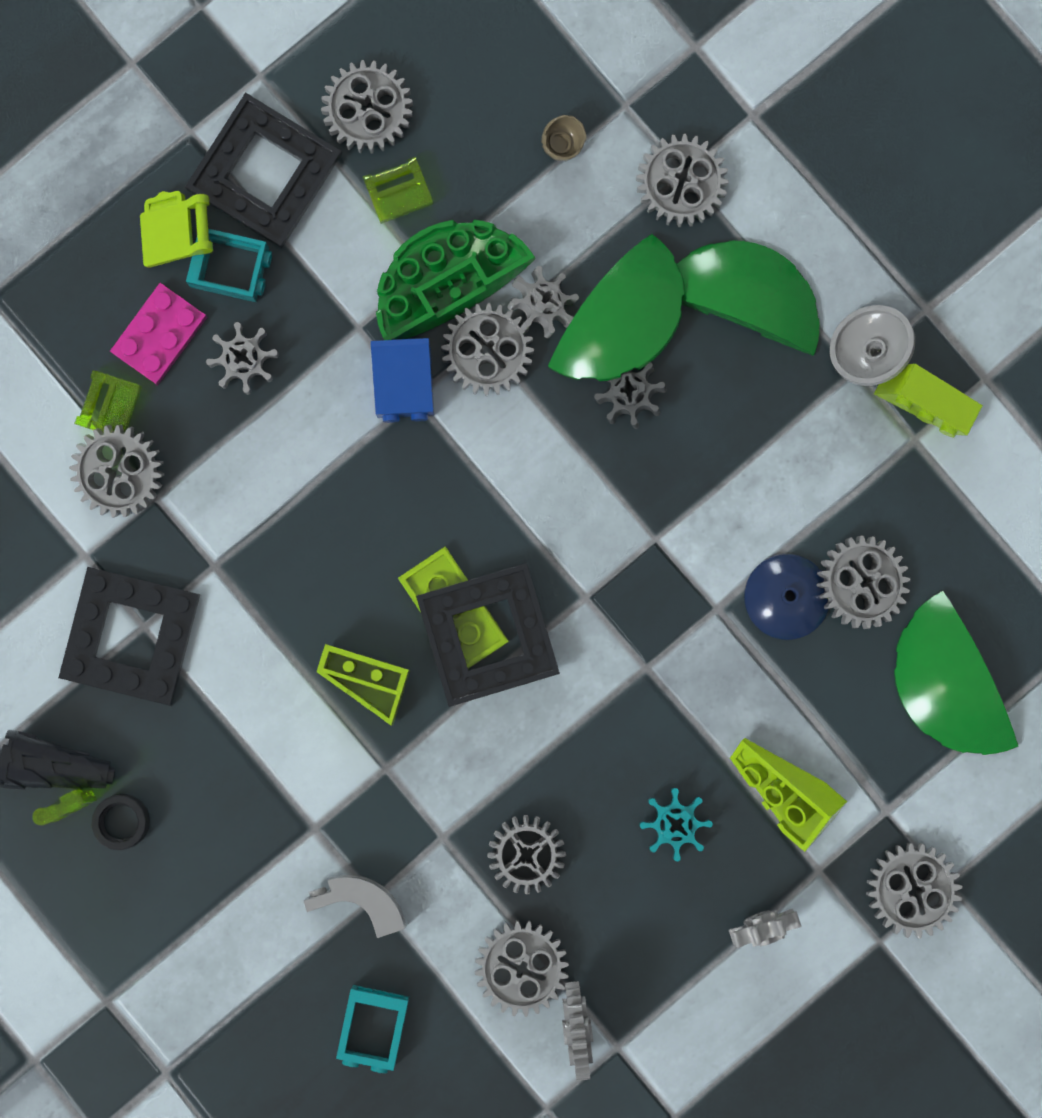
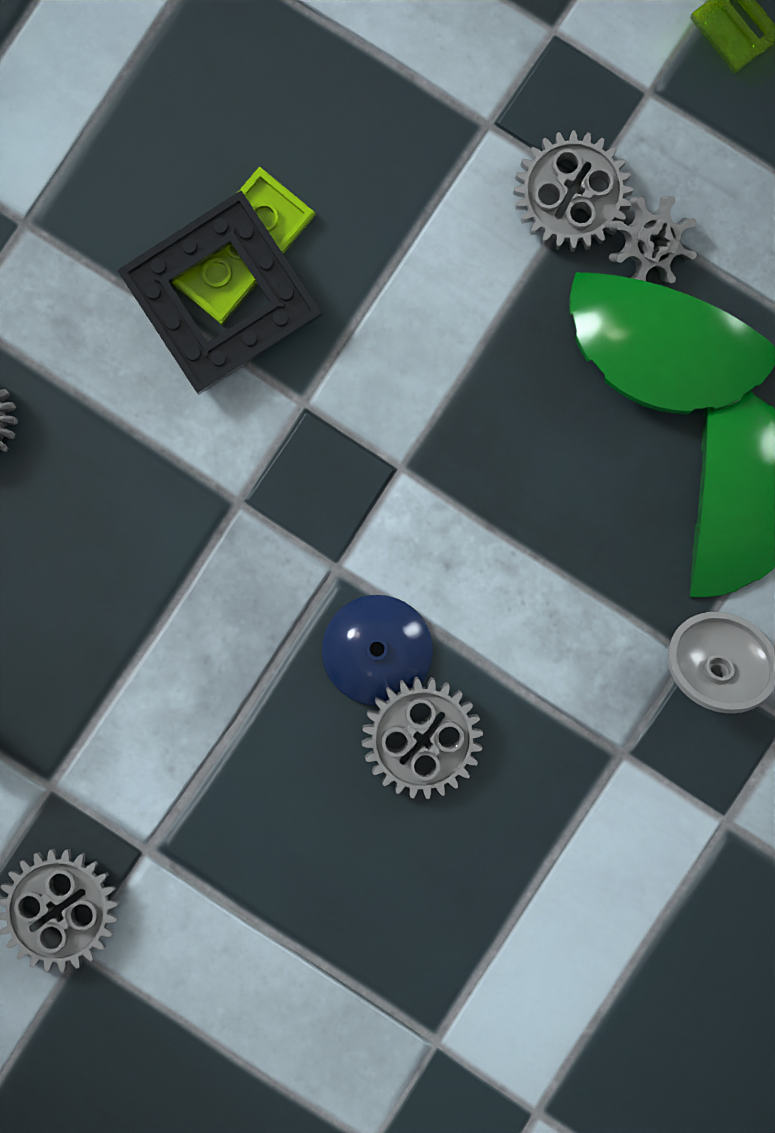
camera: 80 degrees right, 0 degrees up
(365, 679) = (122, 162): lime wedge -> none
(402, 379) = (504, 96): blue slope -> none
(444, 273) = (650, 109): green brick -> none
(640, 396) = (566, 392): dark grey gear -> none
(686, 814) = (39, 583): teal gear -> none
(795, 797) = (131, 731): lime wedge -> none
(931, 400) = (676, 757): lime wedge -> none
(948, 683) = (326, 880): green brick -> none

